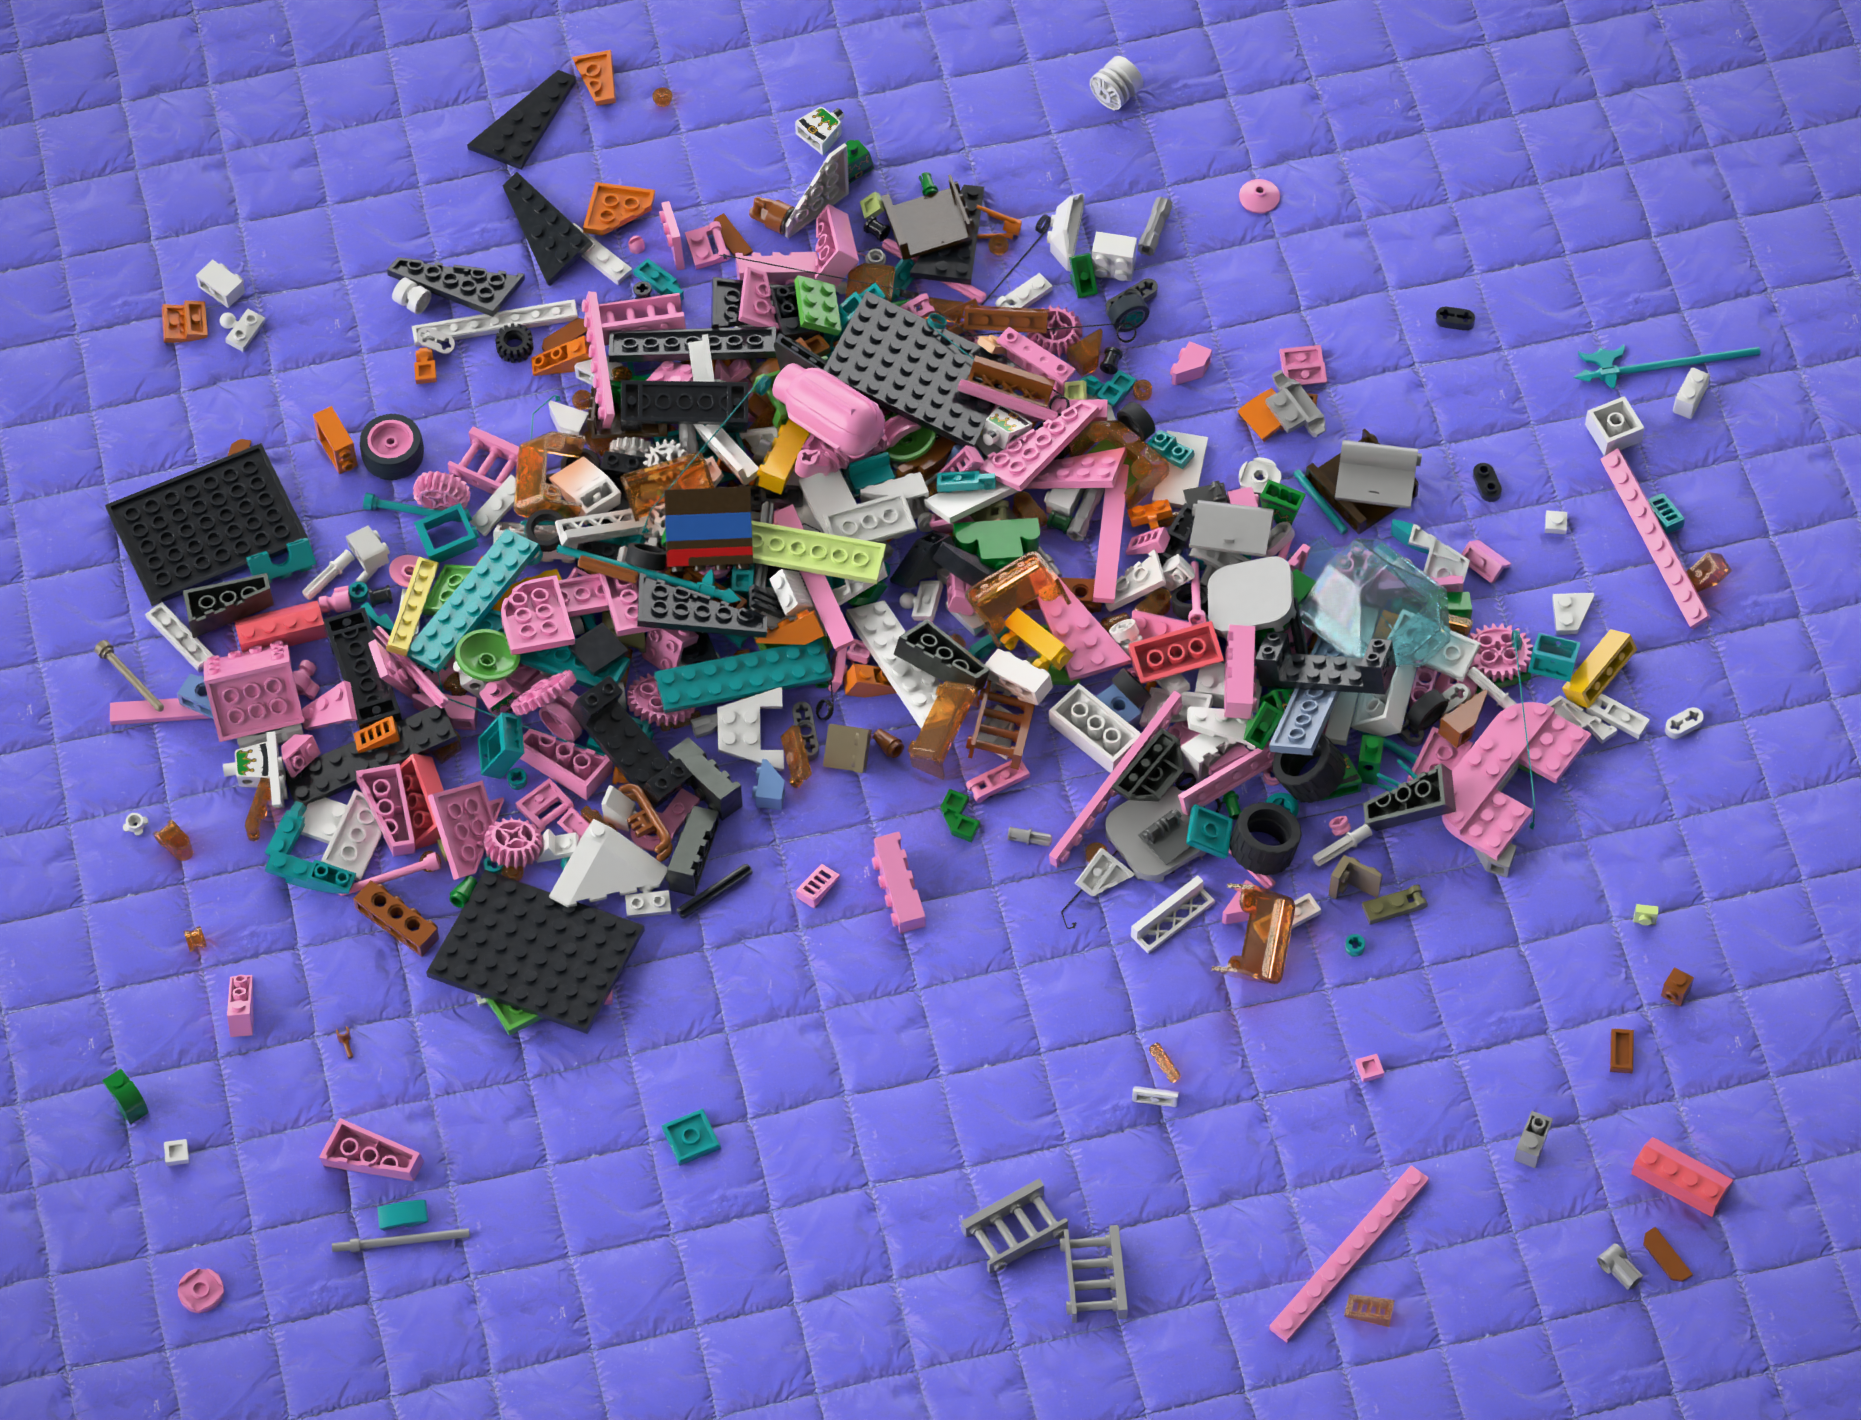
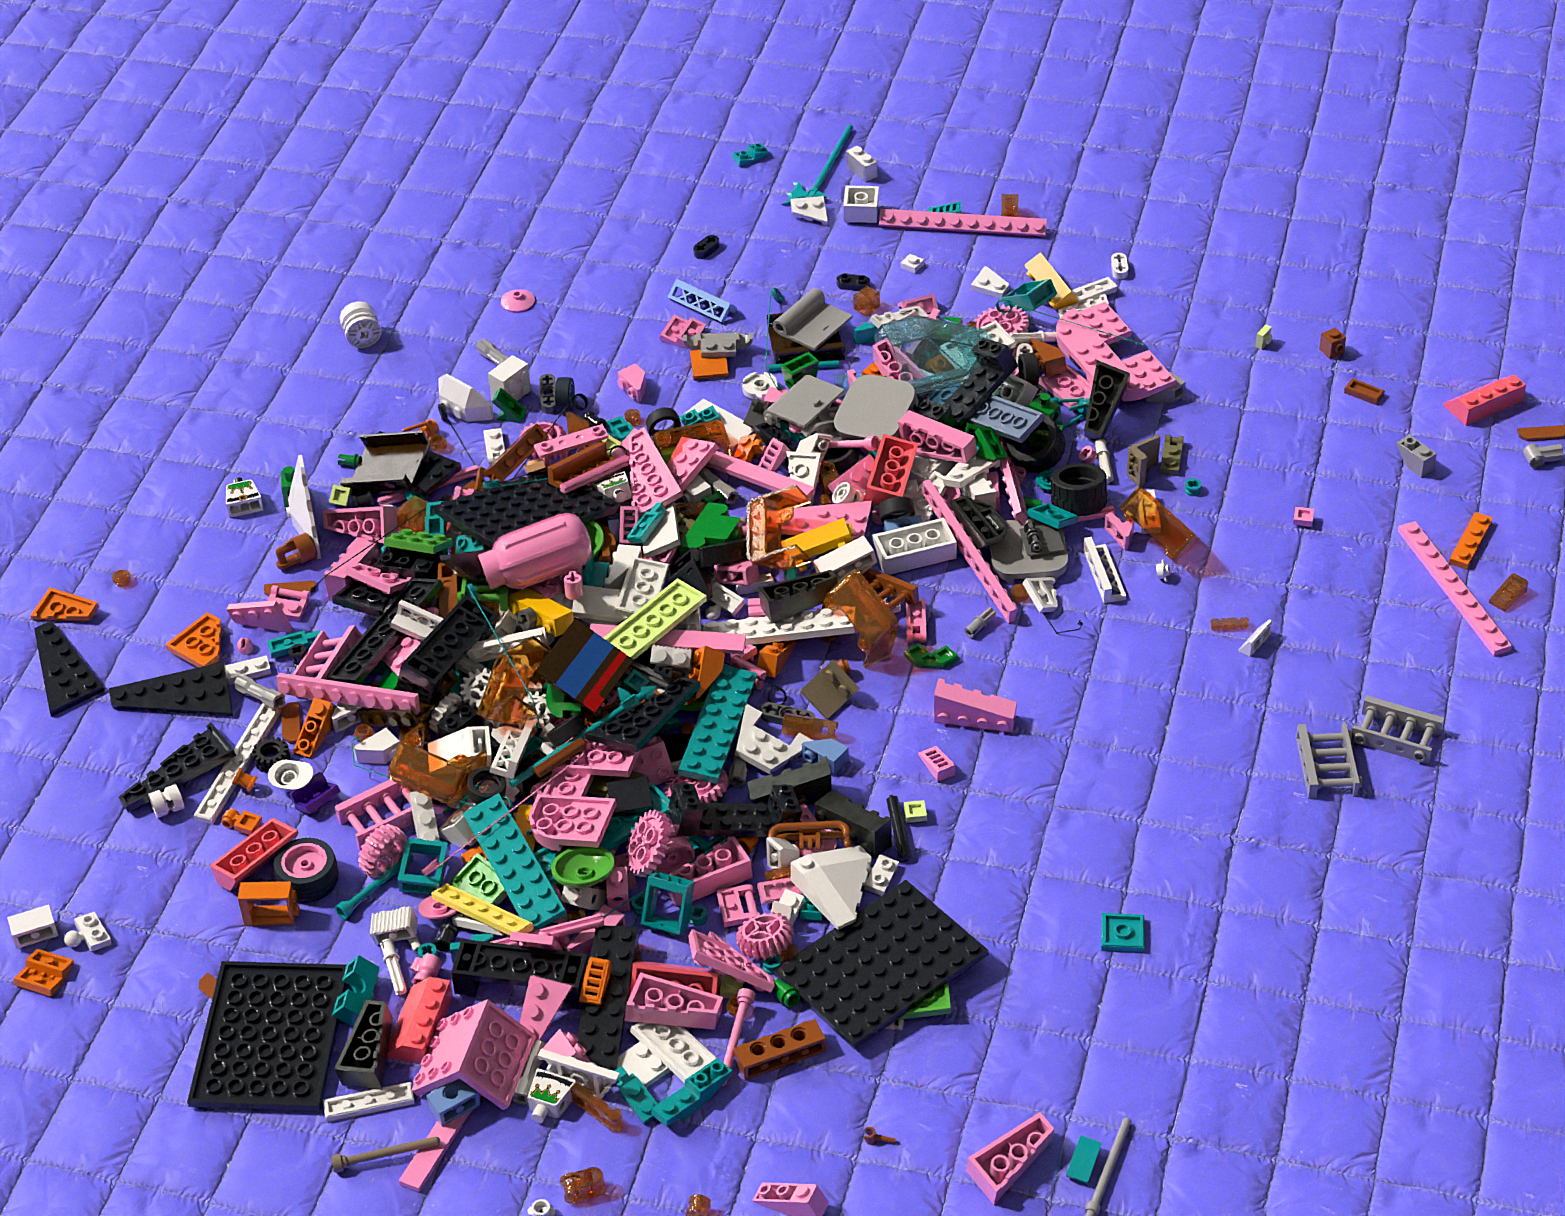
camera: 60 degrees left, 15 degrees down
(384, 395) = (252, 853): none -> coral slope
(436, 538) = (427, 870): none -> bright pink piece
(437, 336) = (221, 799): white beam -> none
(469, 340) = (244, 780): none -> orange bush
(485, 402) = (314, 794): none -> dark purple bracket
(489, 371) = (290, 775): none -> white piece
(578, 291) = (251, 688): none -> light grey axle
(741, 895) = (915, 811): none -> yellowish green plate
(1203, 969) = (1163, 570): none -> plate
(1366, 356) = (705, 297): none -> light blue fence
(1413, 415) = (774, 293): none -> teal piece
(1435, 1244) = (1471, 540): none -> orange plate
(1457, 508) = (866, 300): none -> clear orange brick
(1579, 382) = (809, 209): none -> white wing
(1645, 283) = (753, 154): none -> teal slope

